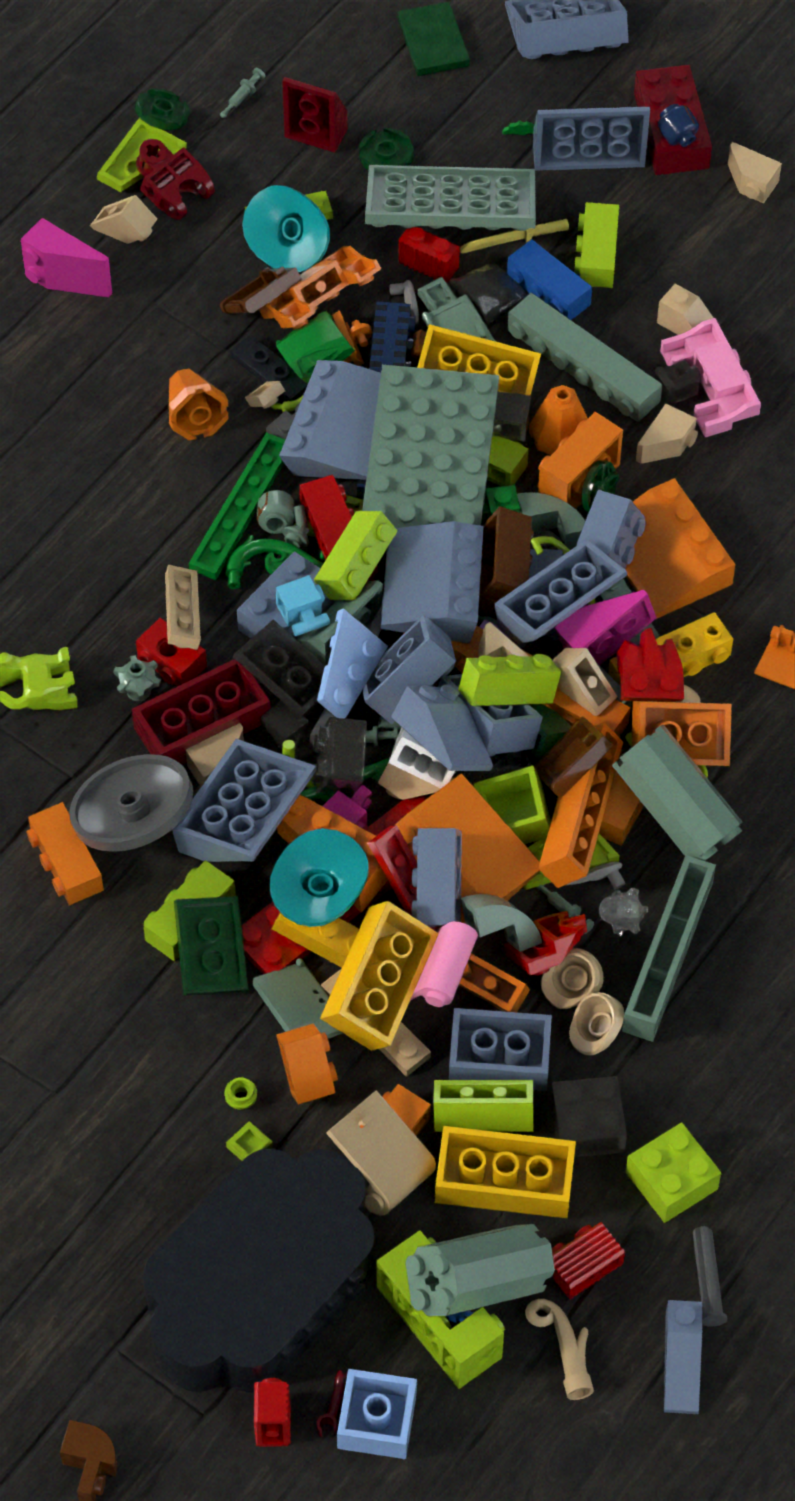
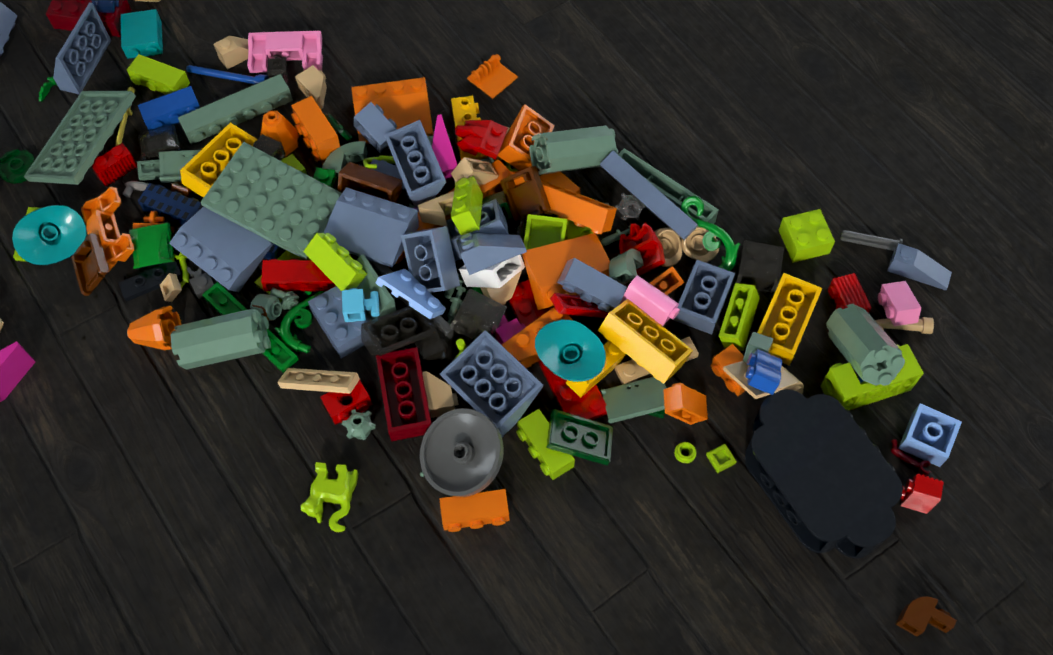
camera: 70 degrees left, 5 degrees up
(199, 473) = (220, 338): none -> sand green brick
(371, 1130) = (764, 371): none -> blue brick
(422, 1131) = (759, 342): none -> sand green brick
(595, 1329) = (899, 303): none -> bright pink brick
(604, 1030) = (713, 230): none -> green plant
(639, 919) = (648, 195): none -> sand blue tile
(646, 363) = (227, 75): none -> blue piece
(664, 195) = (141, 33): none -> teal brick

